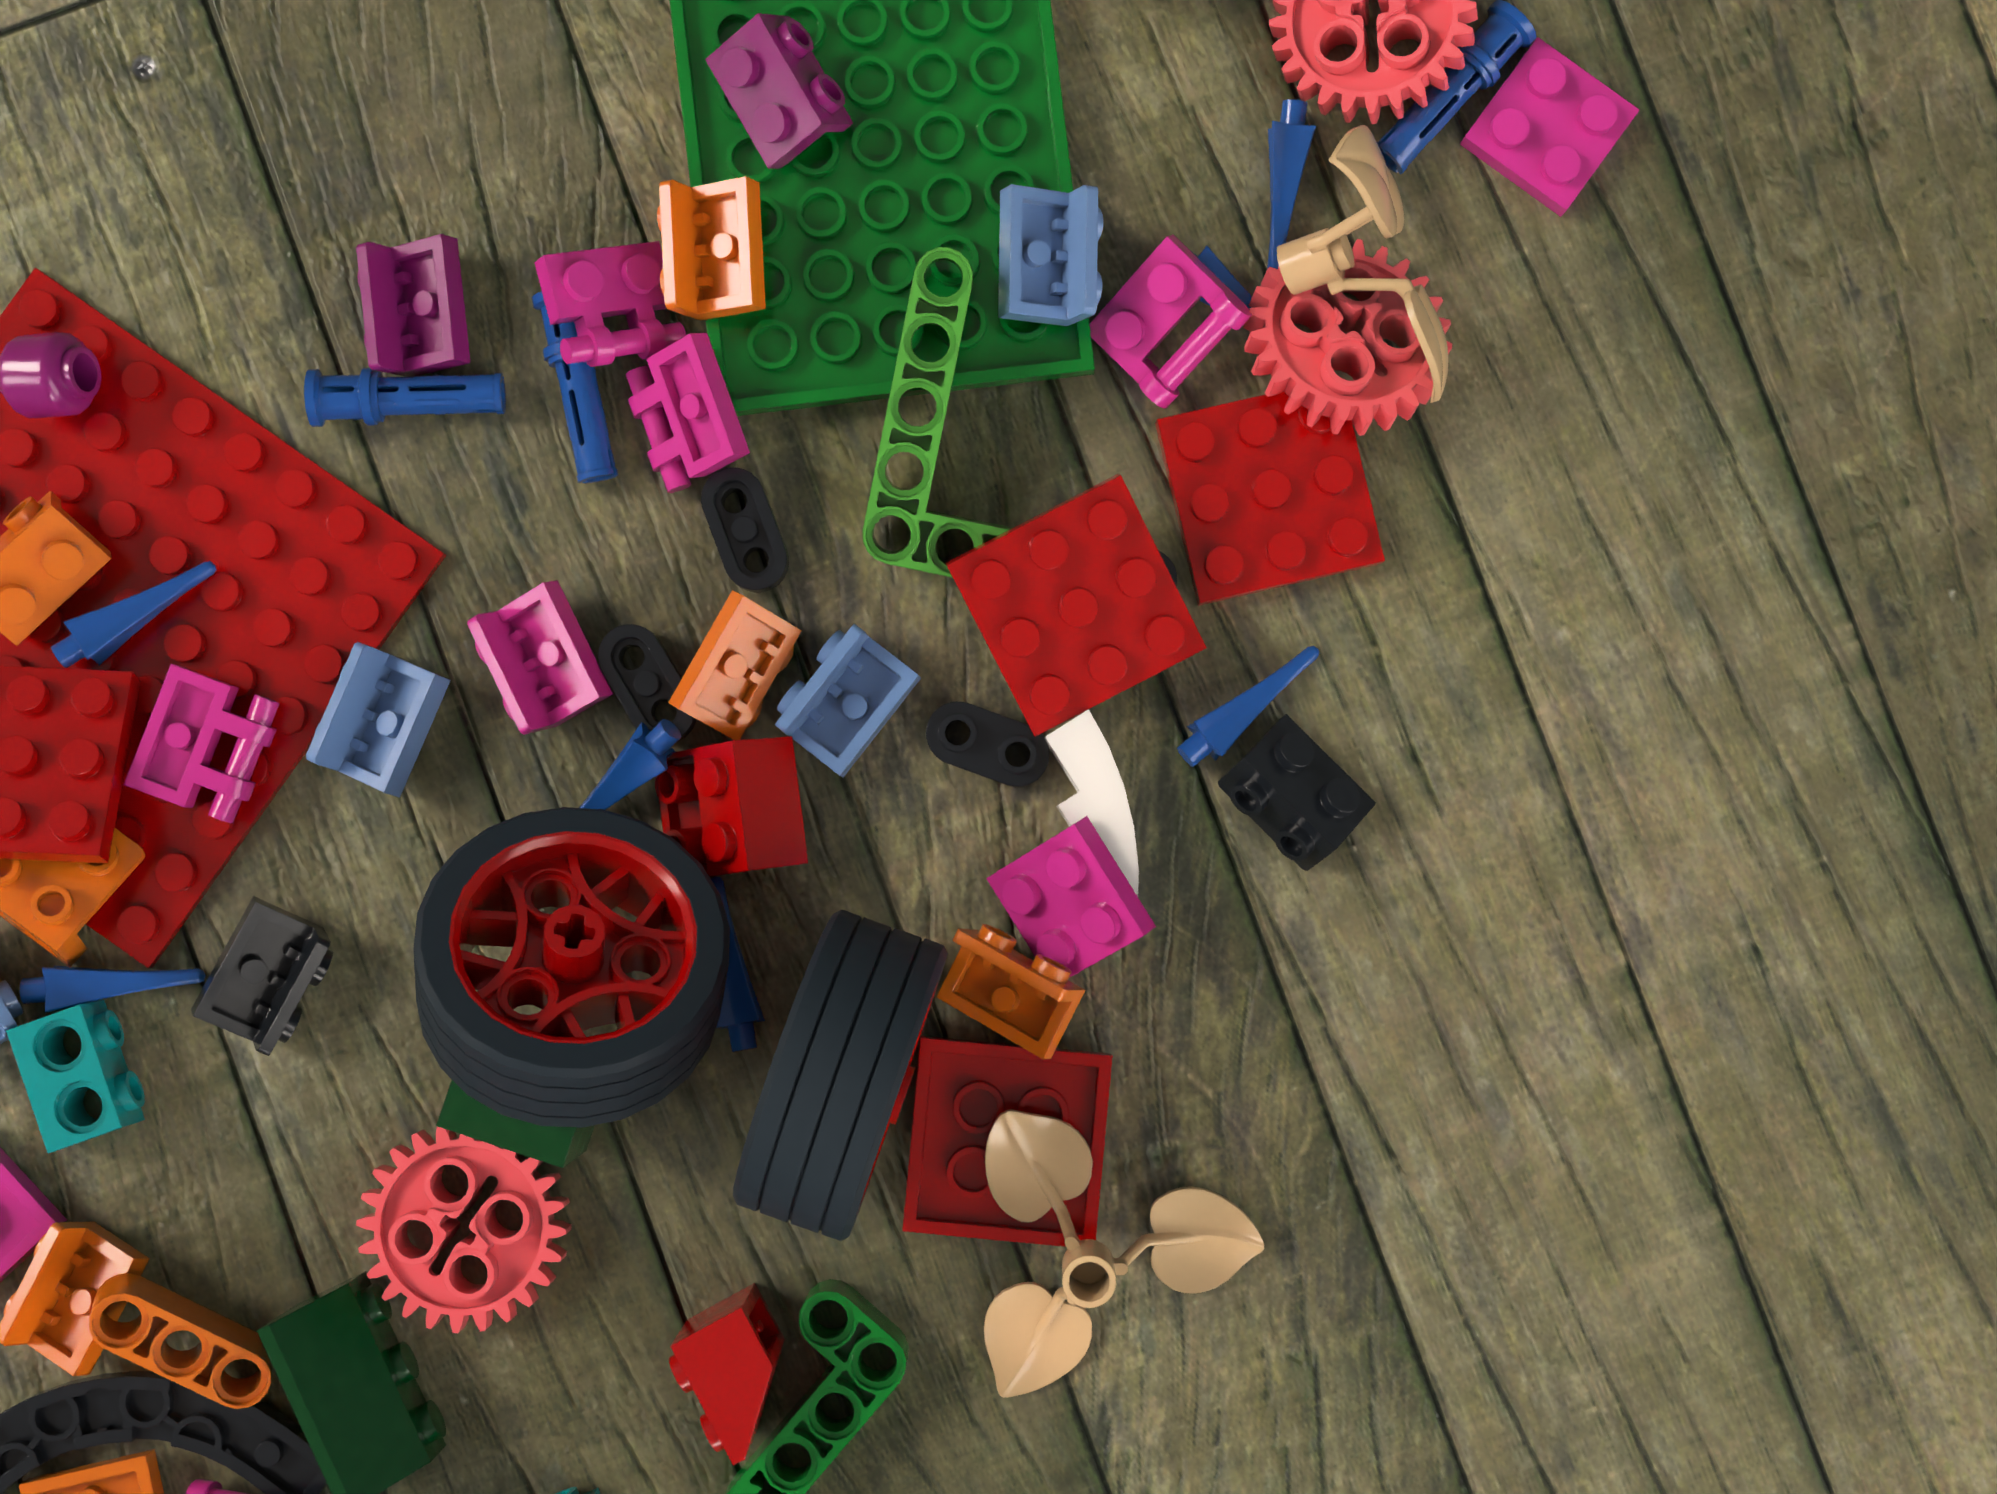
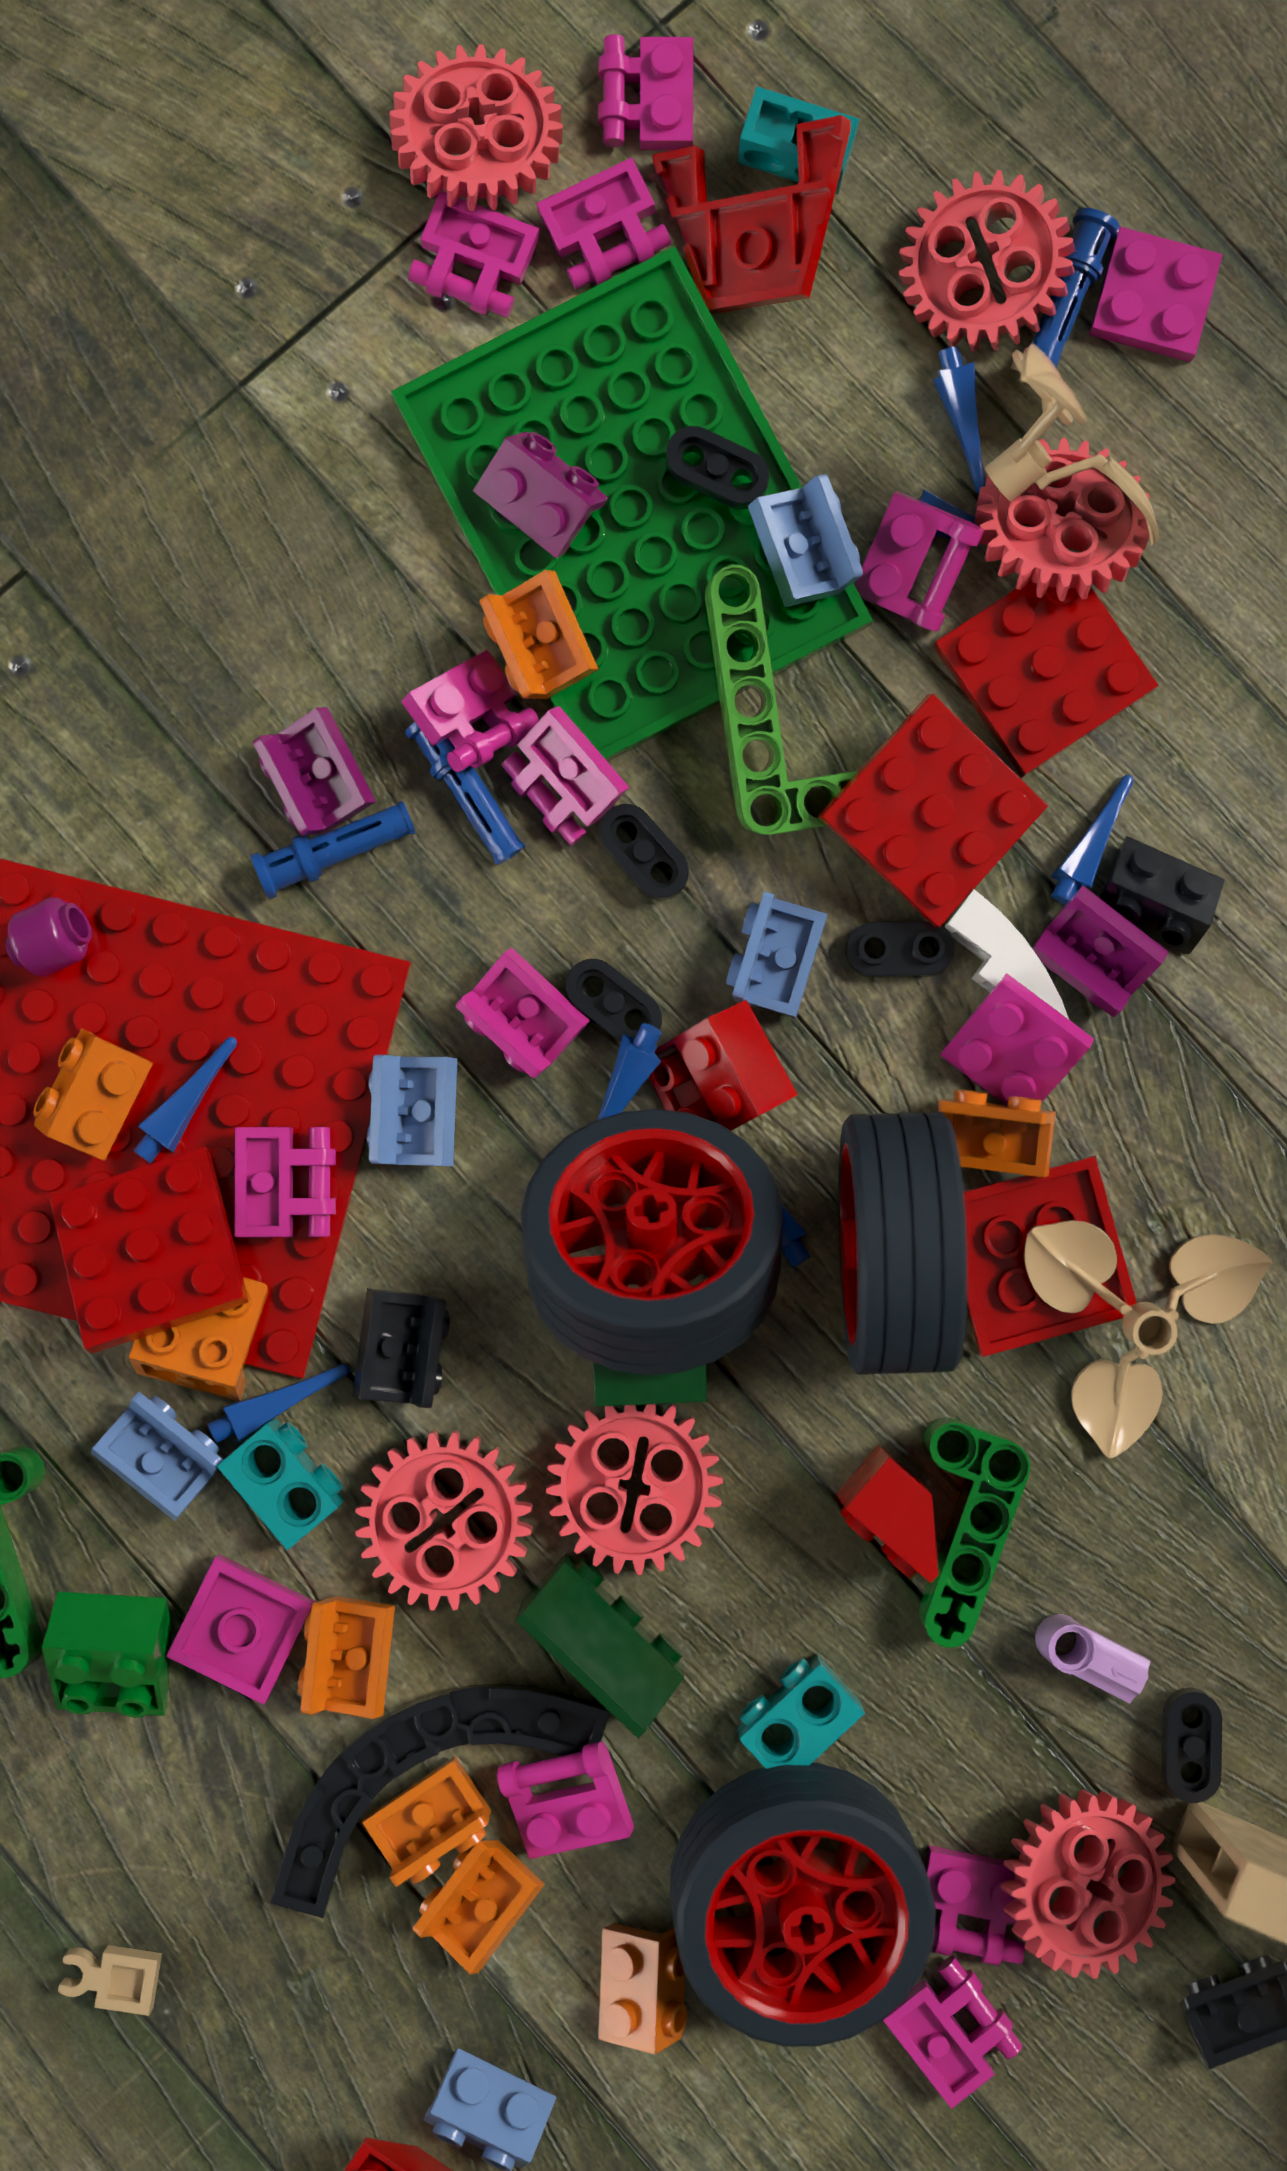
camera: 15 degrees left, 0 degrees up
(166, 1312) = (472, 1670): orange beam -> none
(256, 1237) = (414, 1482): none -> coral gear
(735, 666) = (682, 961): orange bracket -> none
(986, 136) = (720, 464): none -> black plate
(1201, 831) = (1098, 951): none -> magenta bracket

